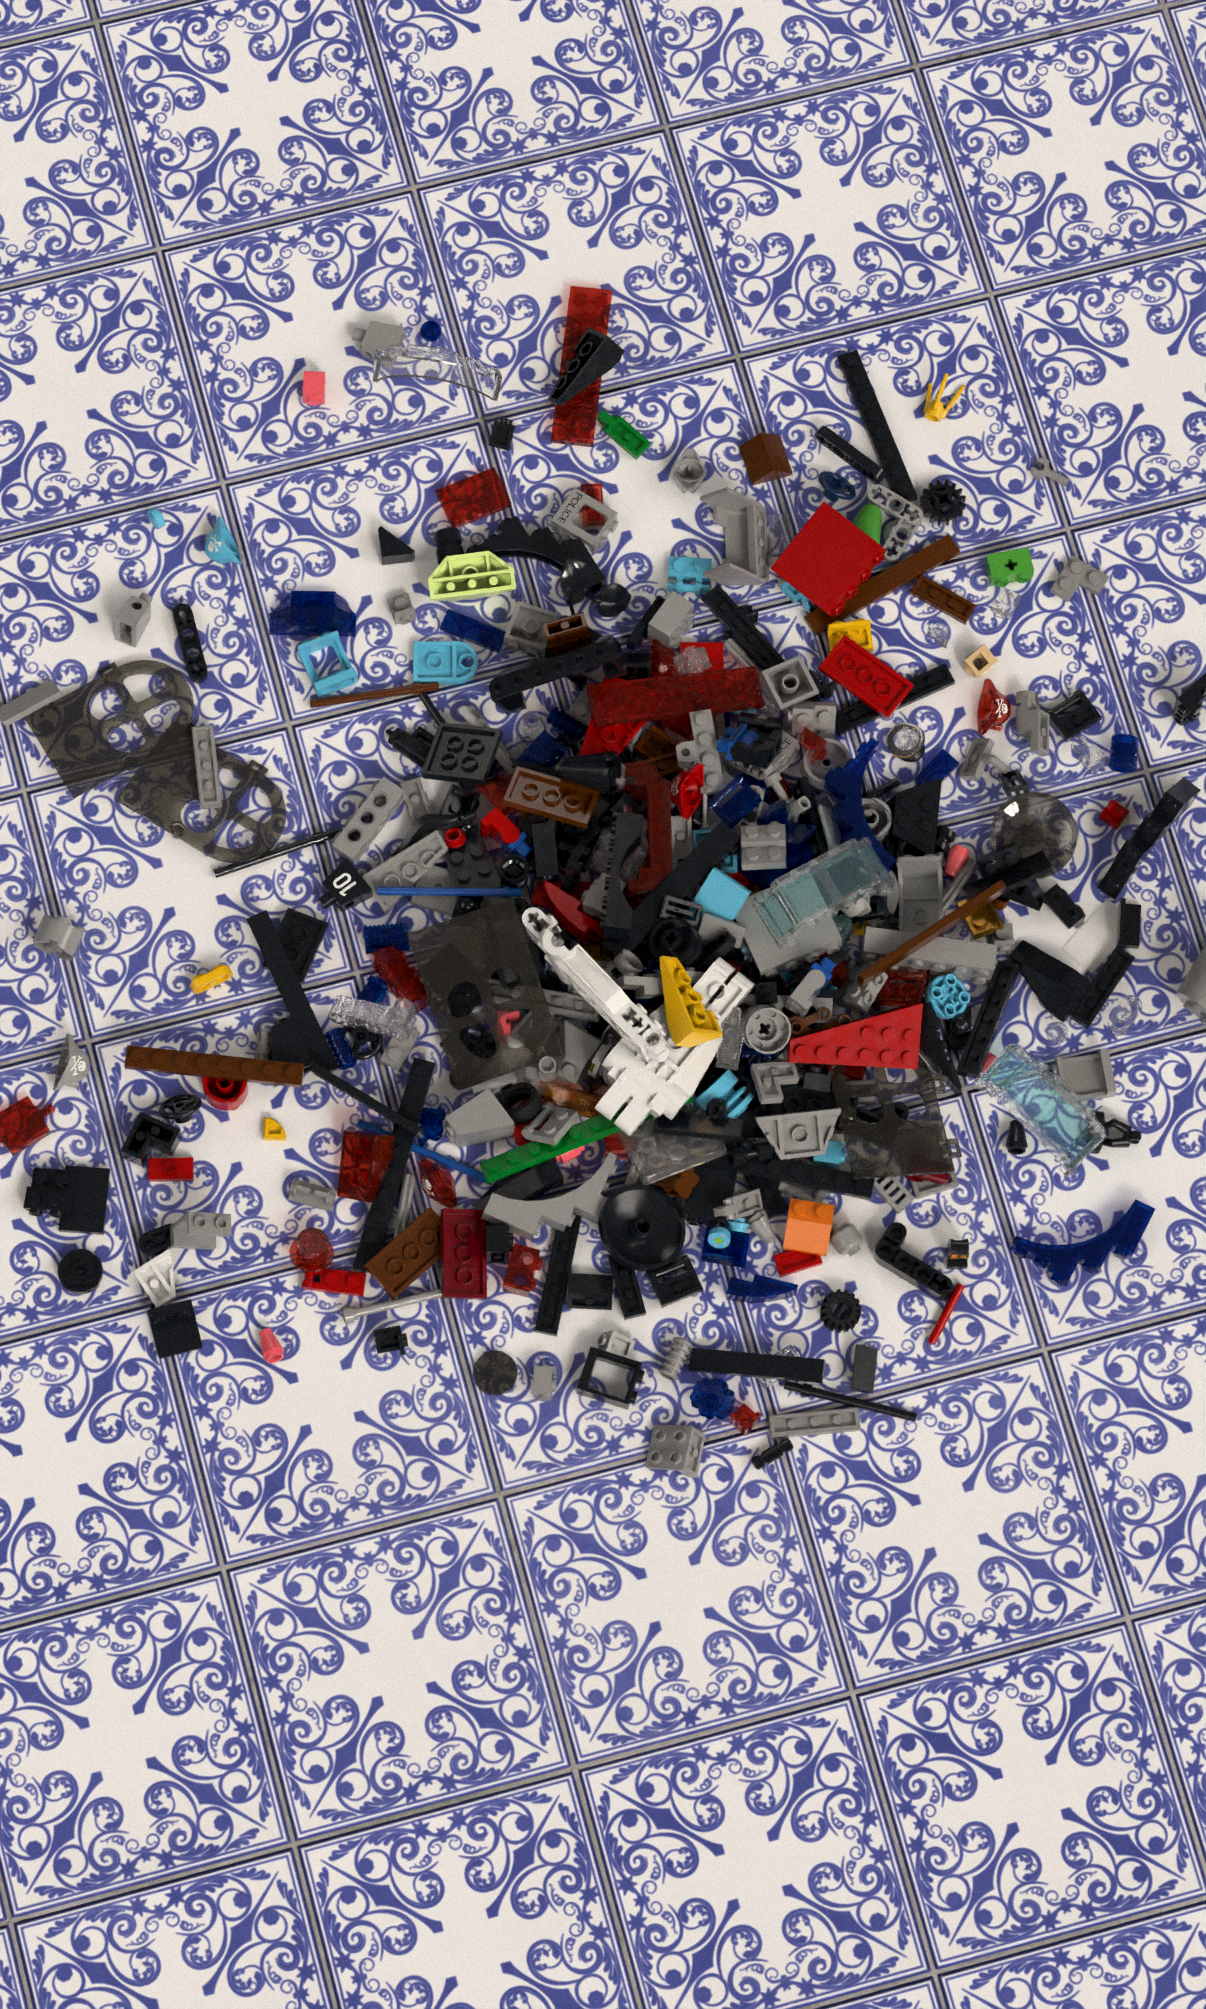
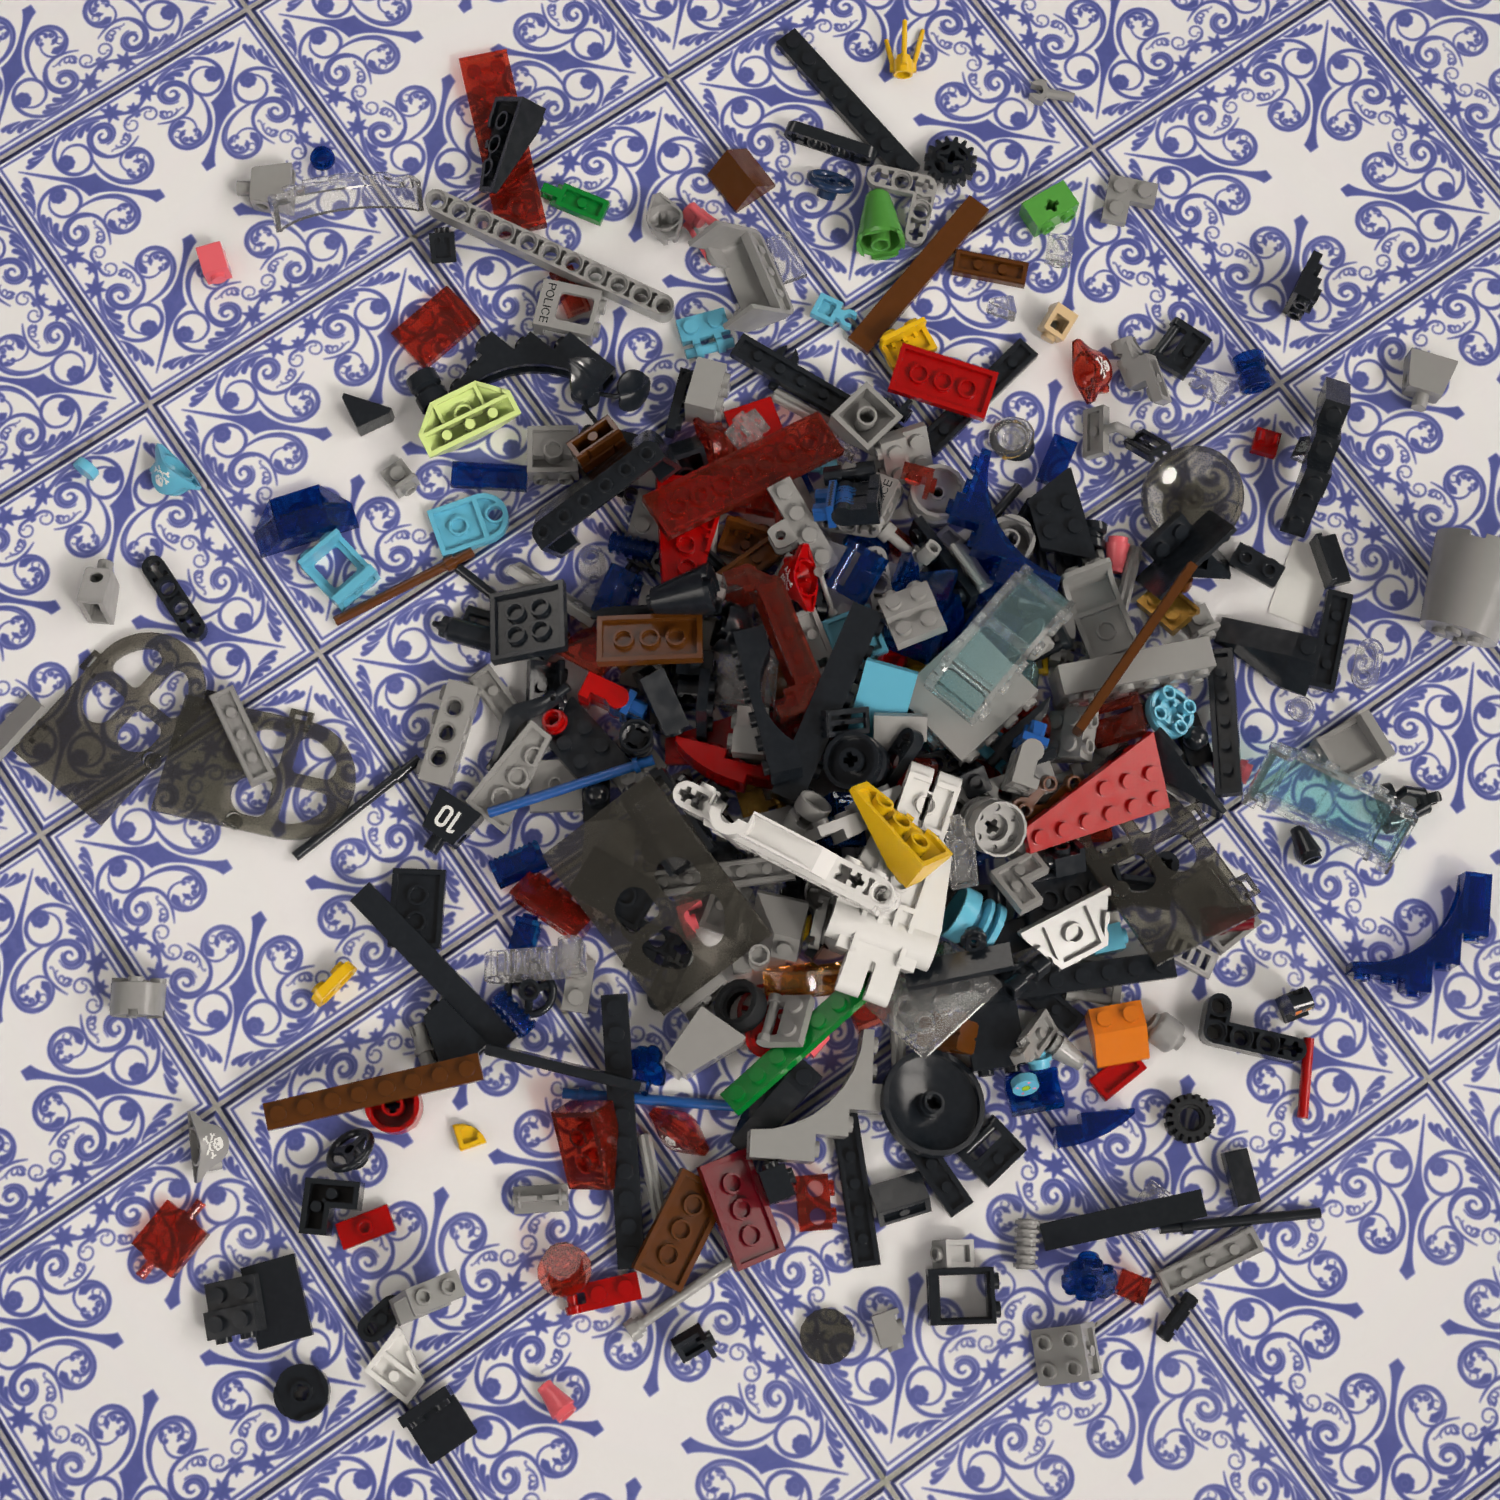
camera: 20 degrees left, 5 degrees up
(580, 462) = (543, 246): none -> light grey beam
(718, 479) = (696, 217): none -> coral plant
(829, 560) = (855, 264): red panel -> none

